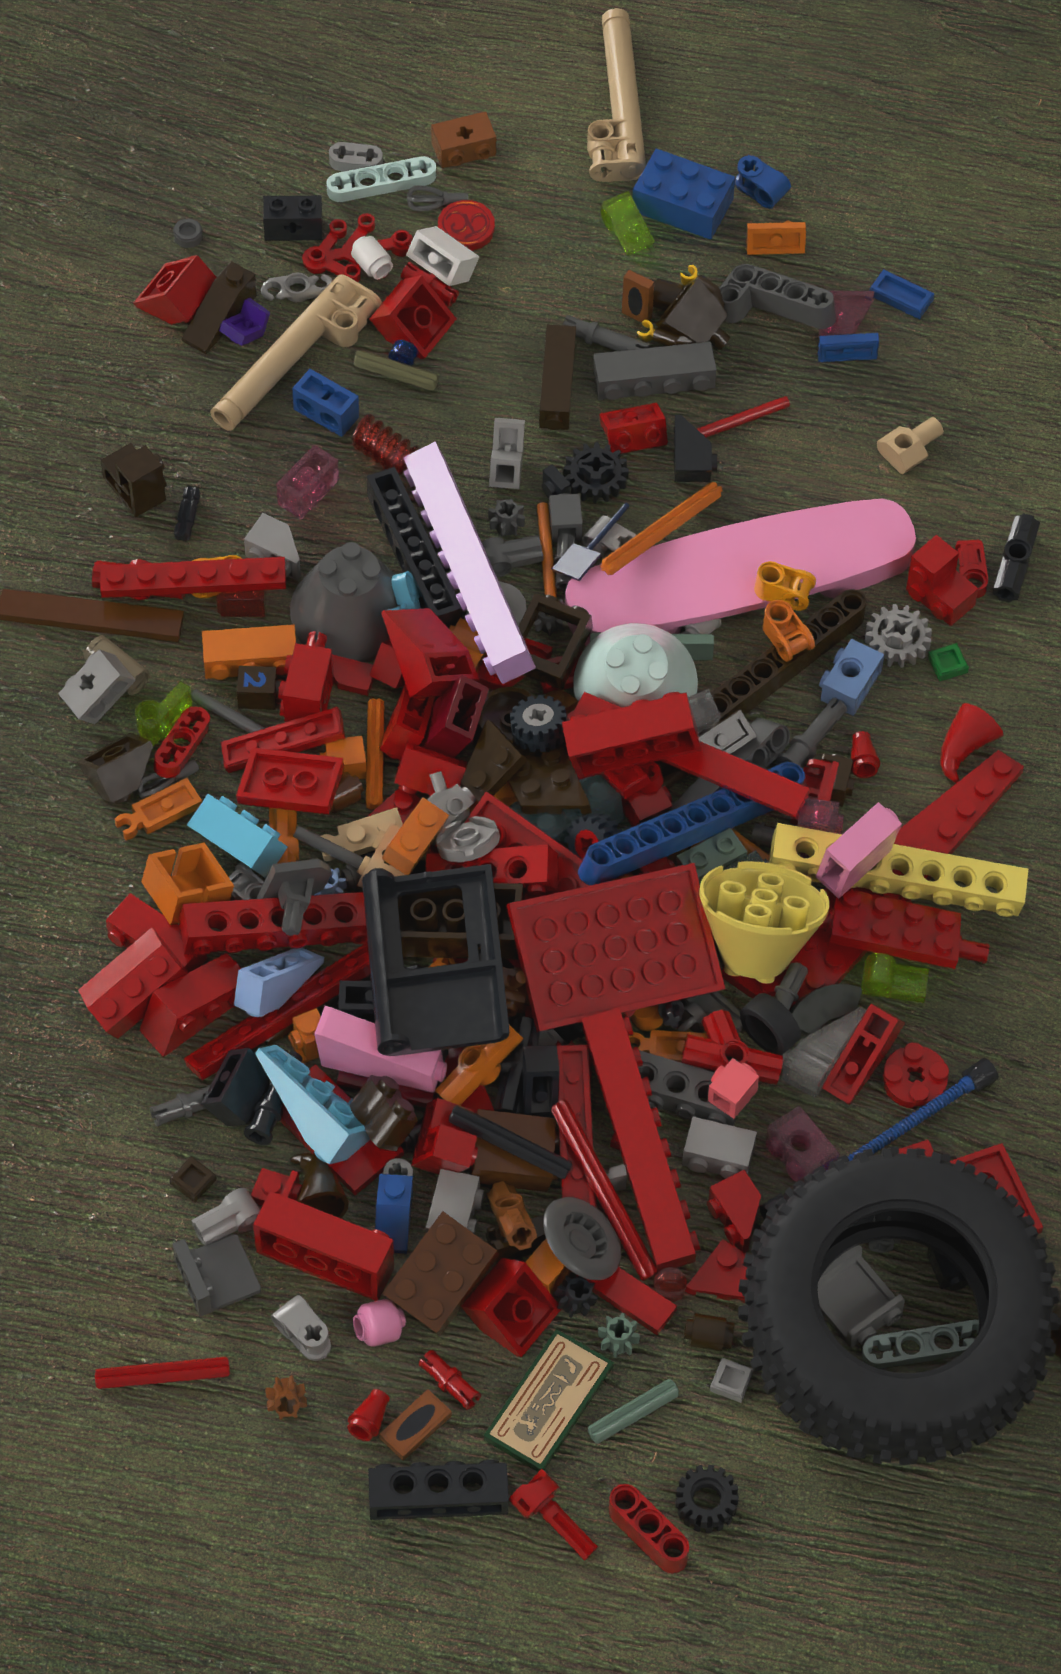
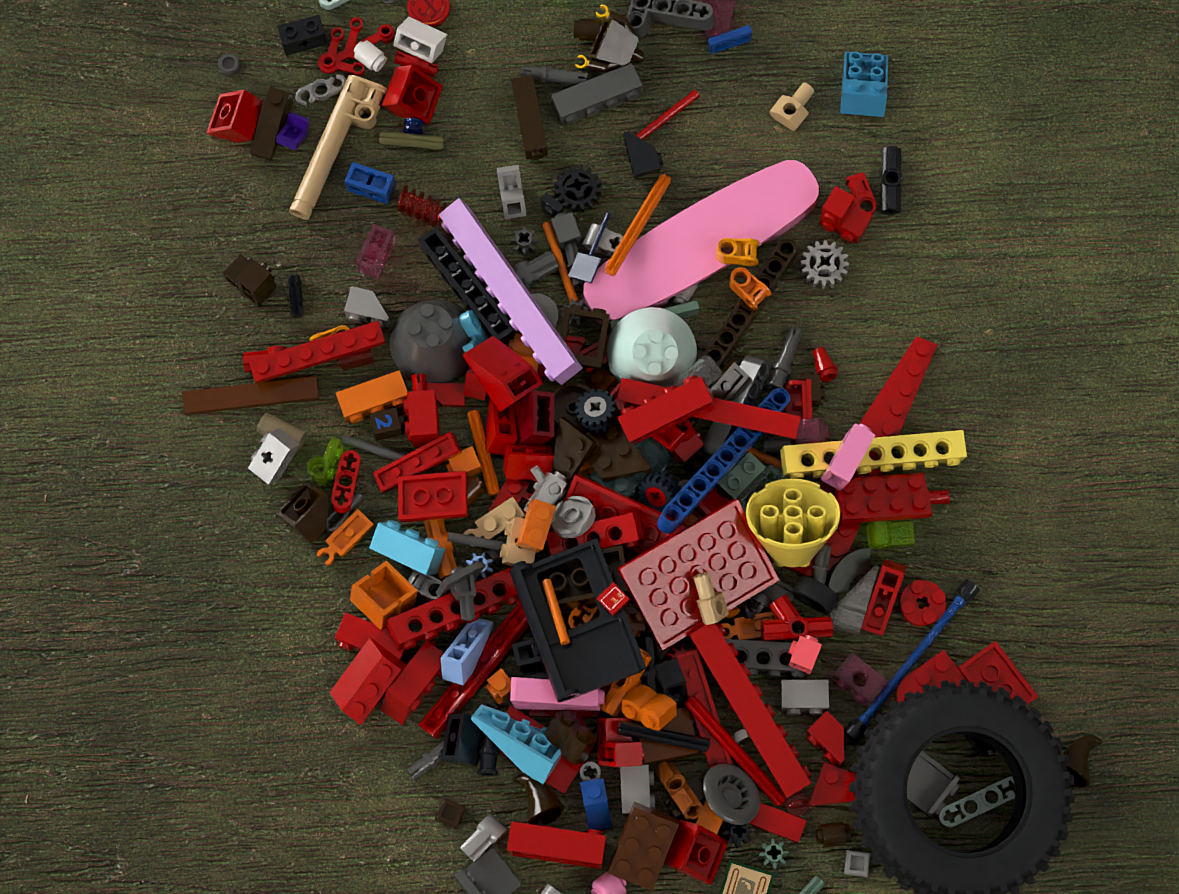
camera: 10 degrees left, 15 degrees up
(272, 1181) = (510, 806): red bracket -> none
(409, 941) = (555, 611): none -> orange piece
(490, 939) = (613, 599): none -> red tile
(500, 1098) = (649, 707): none -> orange brick
(621, 986) = (711, 603): none -> tan piece
(635, 428) = (594, 144): red bracket -> none
(637, 296) = (570, 39): dark orange tile -> none
(859, 662) = (799, 292): medium blue brick -> none
(948, 662) = (863, 274): green tile -> none
(968, 732) = (891, 331): red hat -> none
(1012, 439) = (864, 84): none -> dark azure slope

